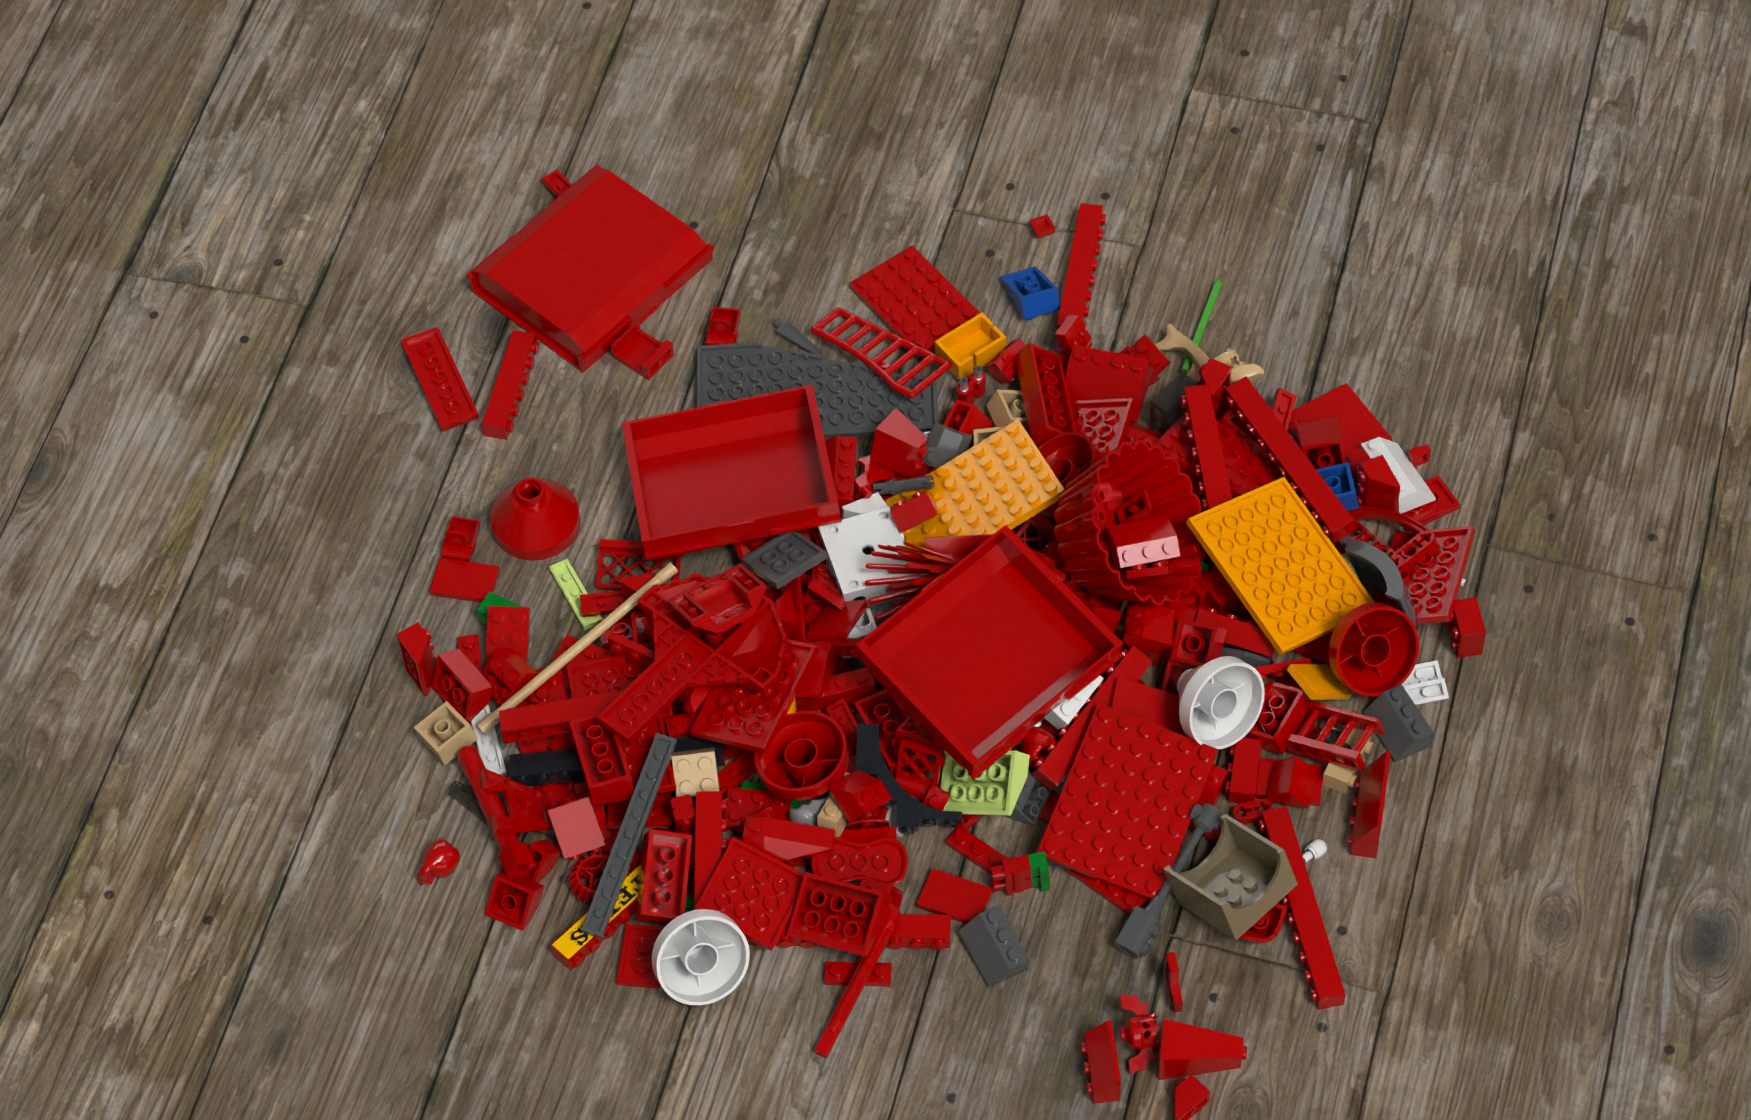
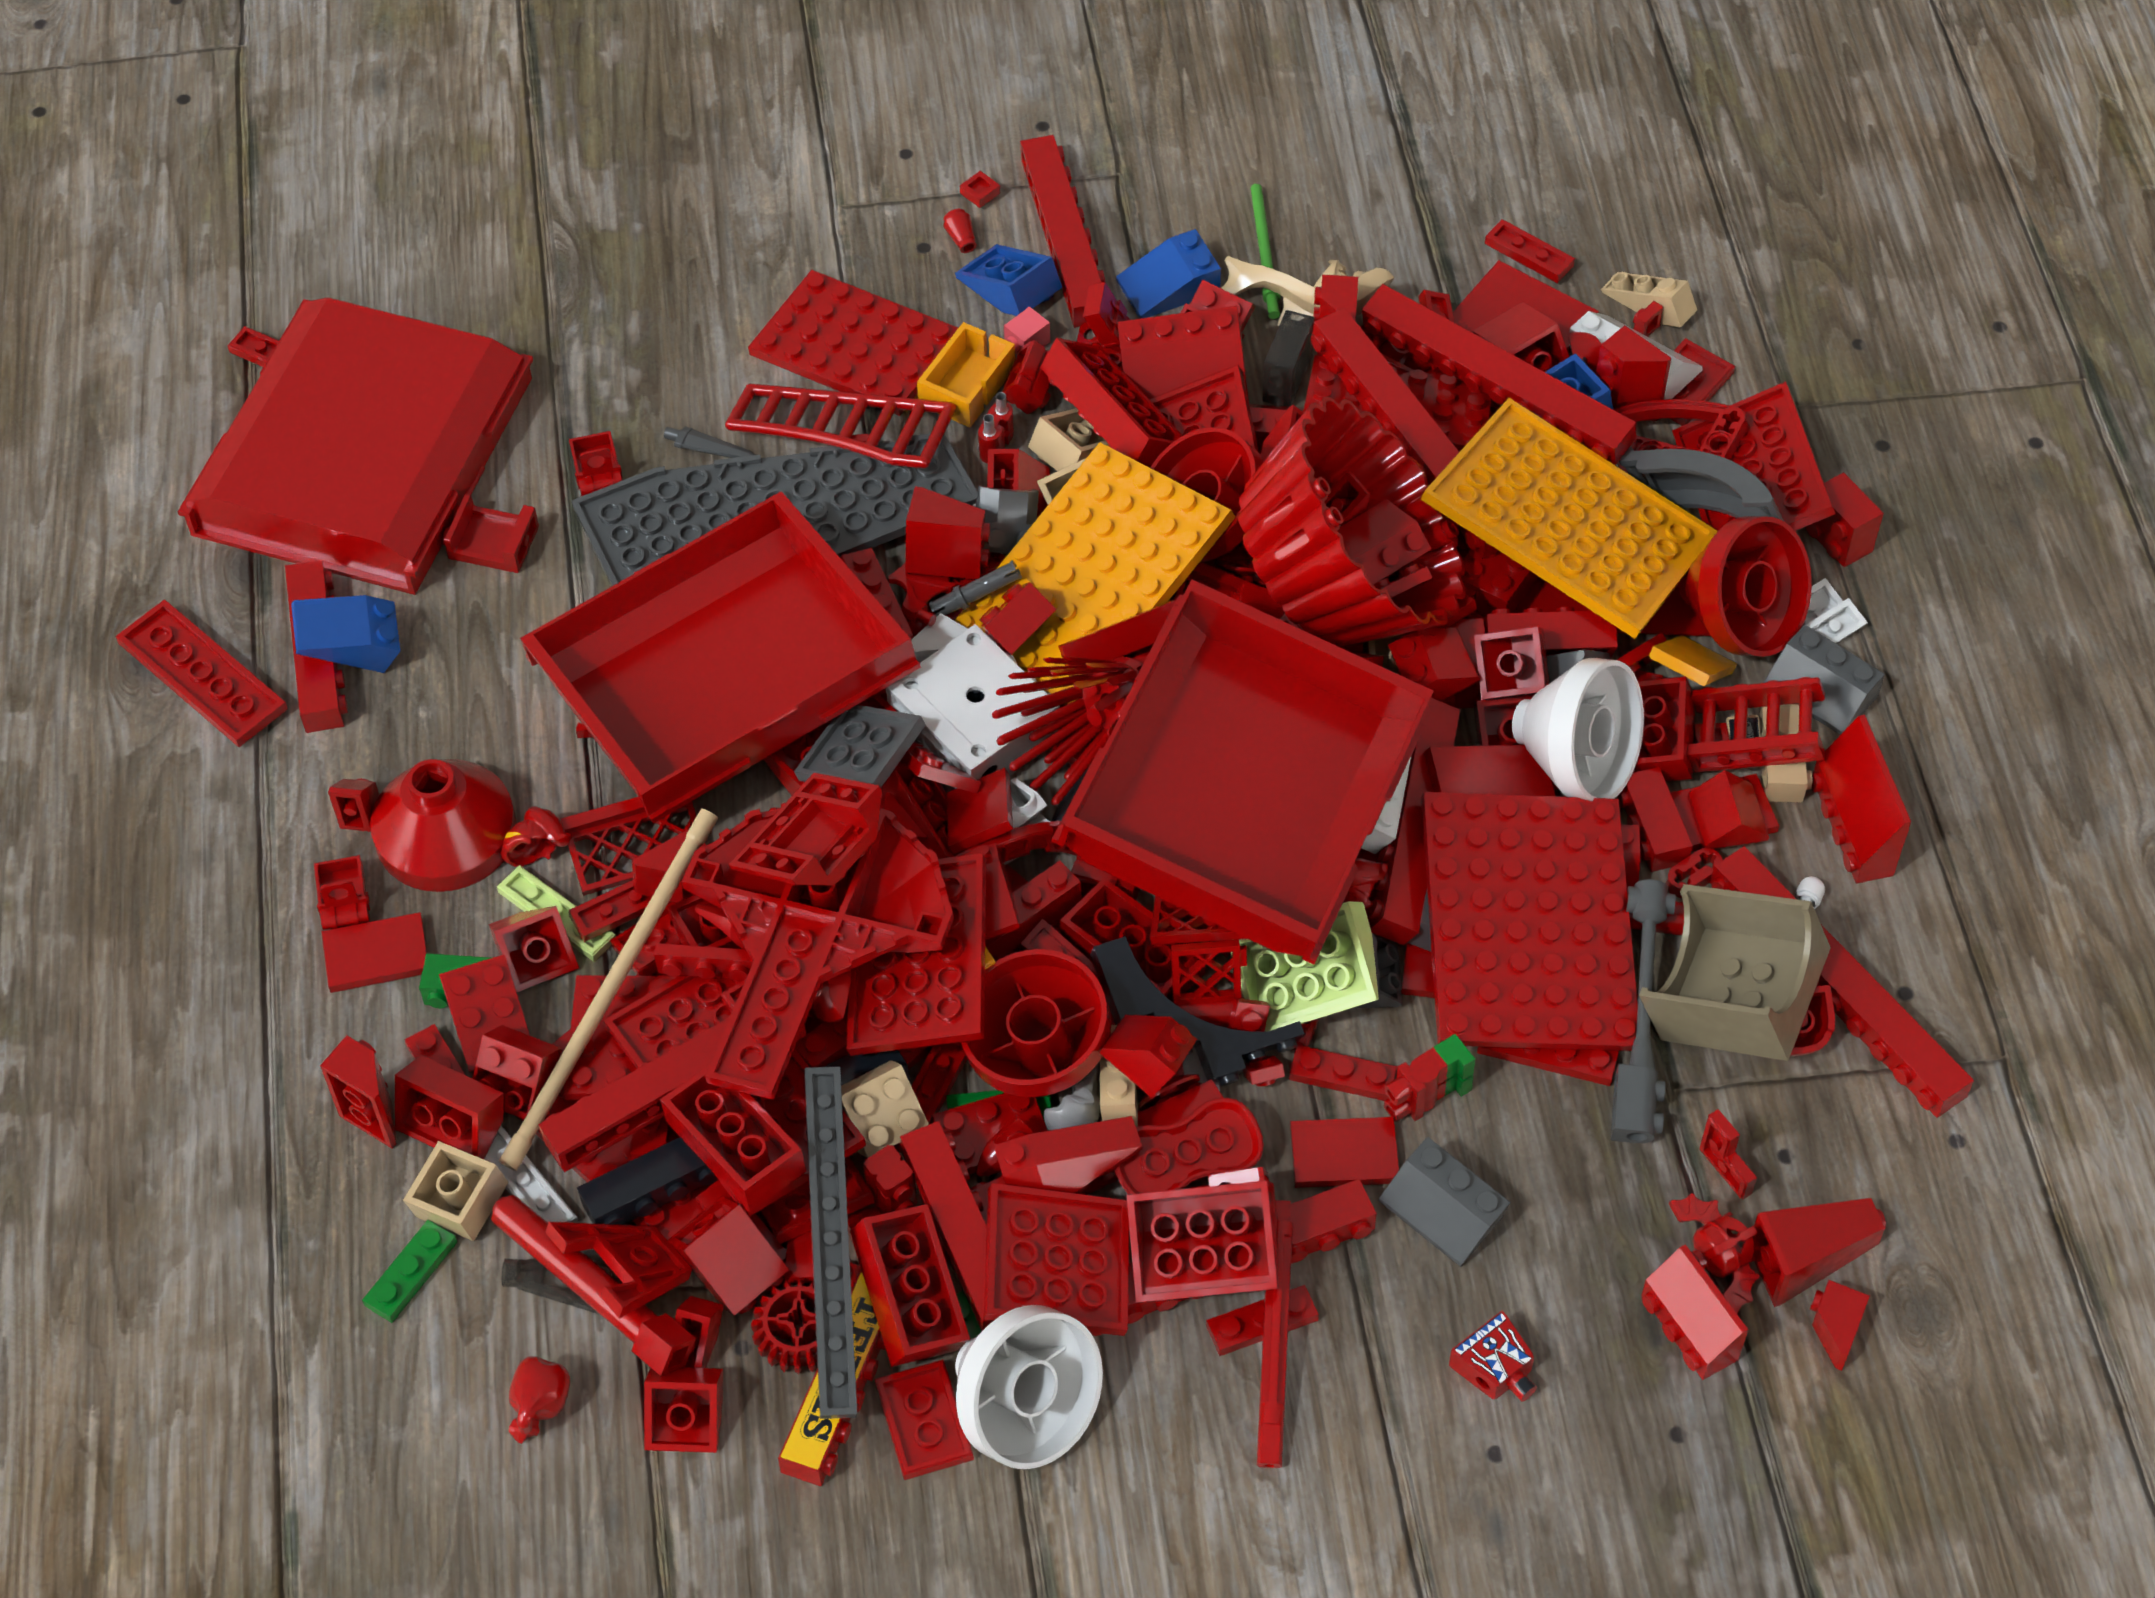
camera: 25 degrees left, 0 degrees up
(403, 768) = (409, 1271): none -> green plate
(489, 486) = (353, 803): none -> red slope
(529, 382) = (347, 630): none -> blue slope
(551, 609) = (534, 946): none -> red slope
(580, 545) = (534, 838): none -> red hair
(931, 834) = (1264, 1071): none -> red plate
(976, 1045) = (1495, 1359): none -> torso
(1016, 249) = (960, 229): none -> red cone
(1023, 329) = (1027, 327): none -> coral brick
(1129, 322) = (1169, 275): none -> blue slope
(1369, 383) = (1529, 251): none -> red plate
(1440, 444) = (1641, 290): none -> tan slope

